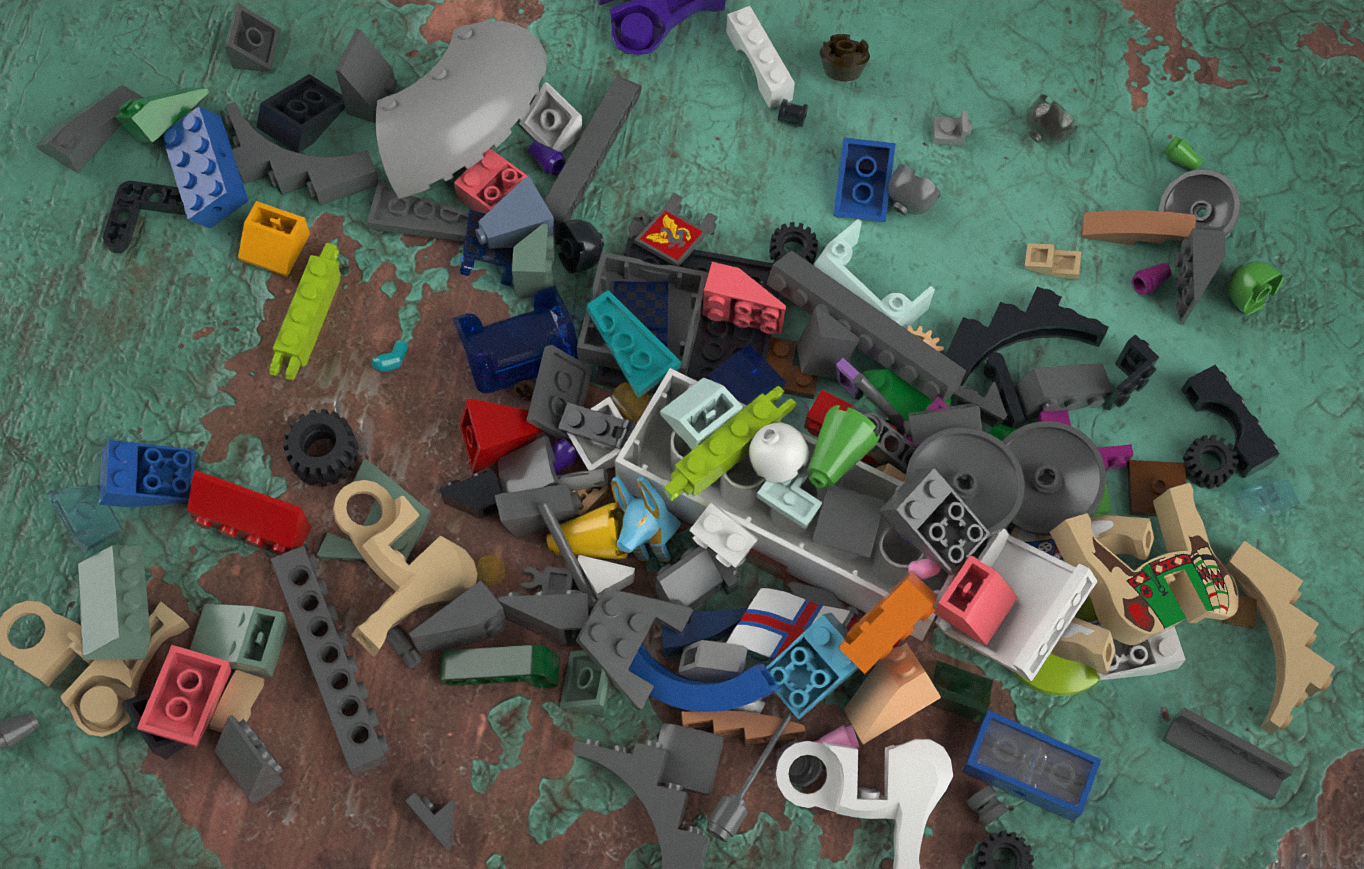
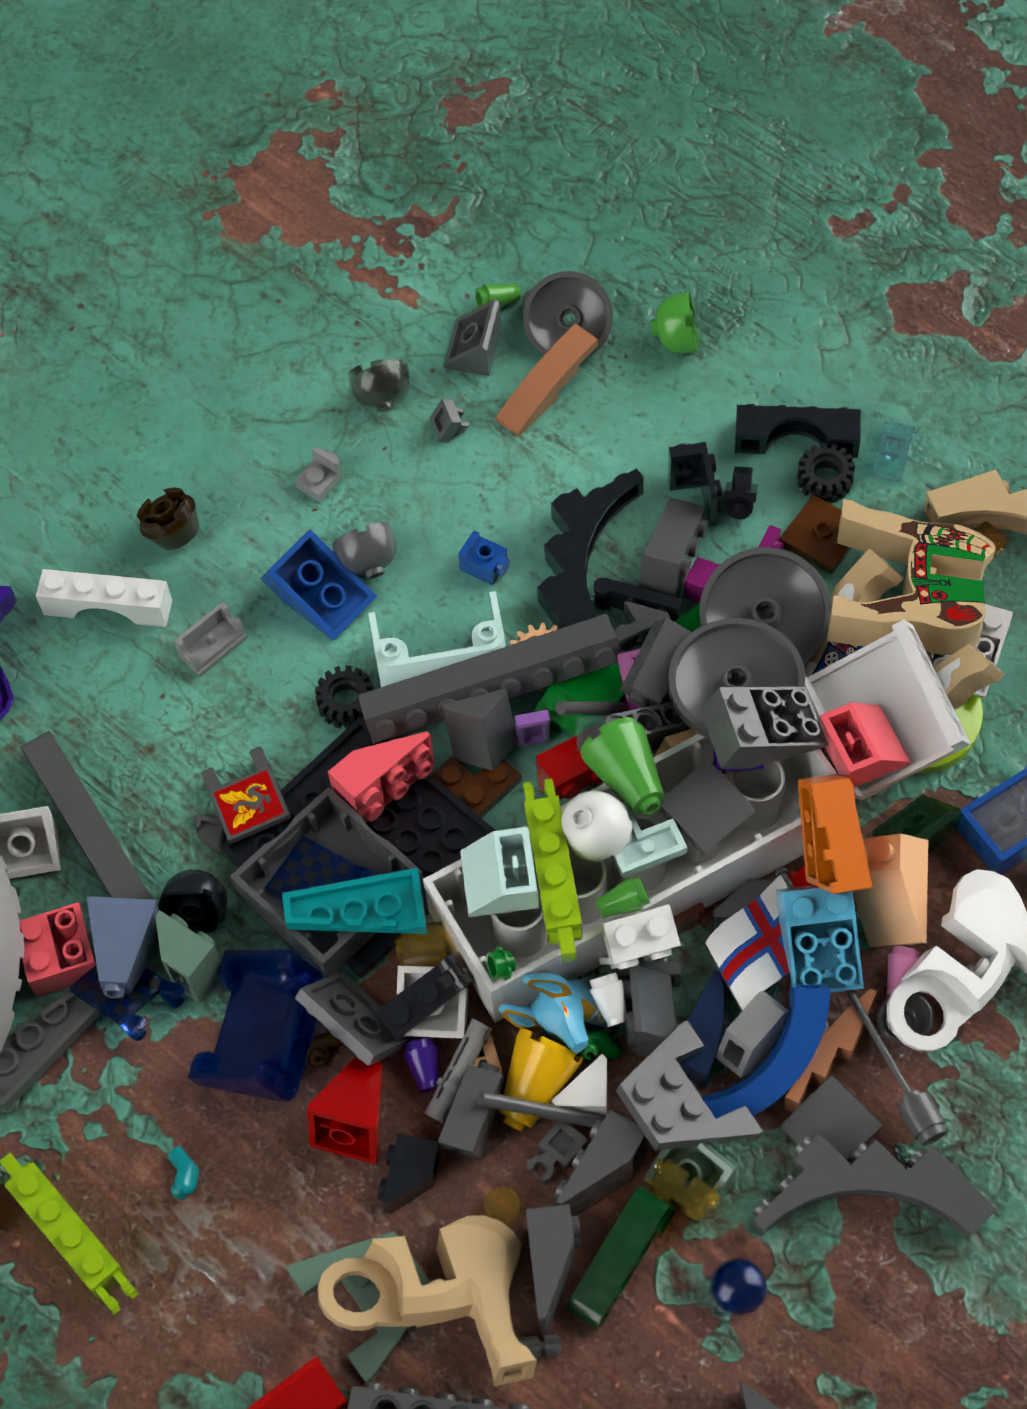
camera: 50 degrees left, 5 degrees down
(317, 427) = (231, 1279): black tyre -> none
(527, 760) = (738, 1286): none -> clear blue hair
(528, 467) = (418, 1099): dark grey slope -> none
(547, 158) = (61, 875): dark purple cone -> none
(565, 693) = (694, 1199): none -> clear yellow hinge
(637, 453) = (500, 964): none -> green plate
(644, 561) = (601, 1042): none -> green arm
(673, 546) = (610, 998): none -> white cone
(741, 507) = (623, 898): none -> bright green cone
(746, 375) = (462, 821): clear blue slope -> none
(776, 139) = (210, 639): none -> light grey hinge
(792, 112) = (191, 606): black bush -> none
(924, 568) = (799, 769): bright pink arm -> none
(963, 270) = (483, 558): none -> blue brick
(1052, 262) = (529, 476): tan slope -> none
(1055, 182) = (447, 420): none -> dark grey tile
(1135, 163) = (475, 340): none -> dark grey slope
(1146, 409) = (740, 493): none -> black hips
(1150, 278) = (607, 406): magenta cone -> none
(1196, 266) = (630, 358): dark grey slope -> none

